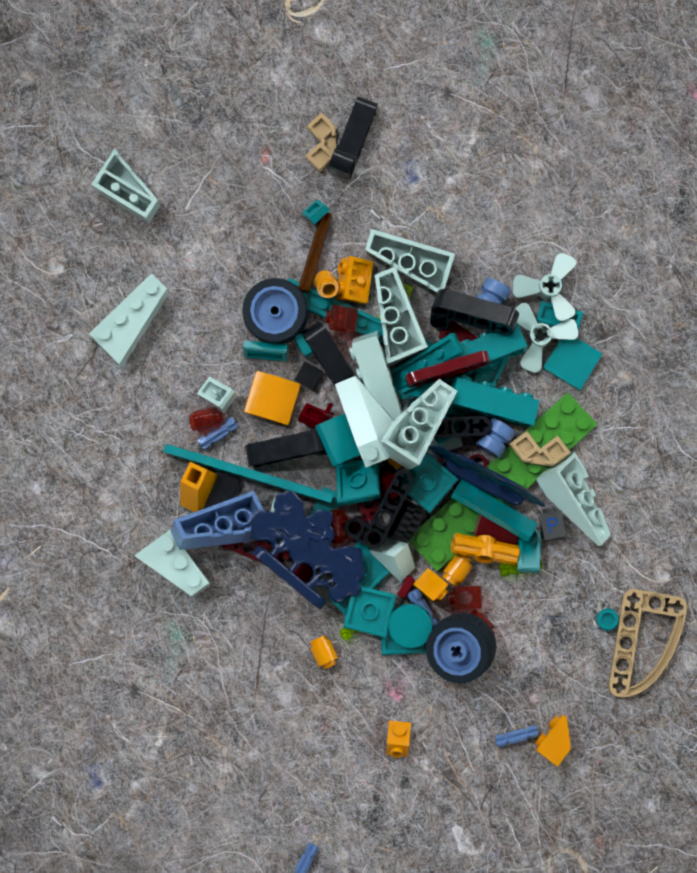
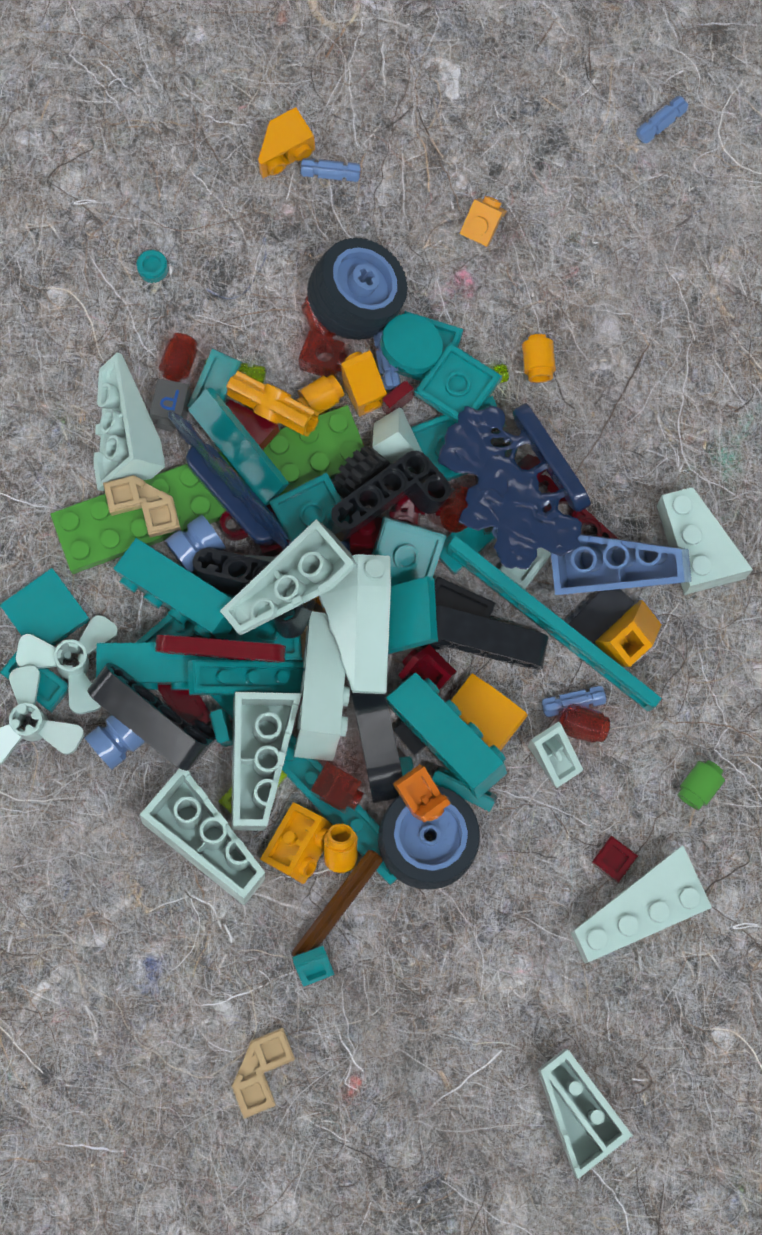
camera: 160 degrees left, 5 degrees down
(120, 410) = (701, 784): none -> bright green brick
(158, 346) = (614, 859): none -> dark red tile
(287, 327) = (421, 794): none -> orange bracket
(287, 375) = (447, 735): none -> teal brick
(312, 468) = (461, 599): none -> black tile
(353, 138) = (212, 1057): black beam -> none
(429, 330) = (222, 727): none -> teal tile
(560, 559) = (178, 357): none -> clear red brick
(632, 633) = (127, 238): tan beam -> none

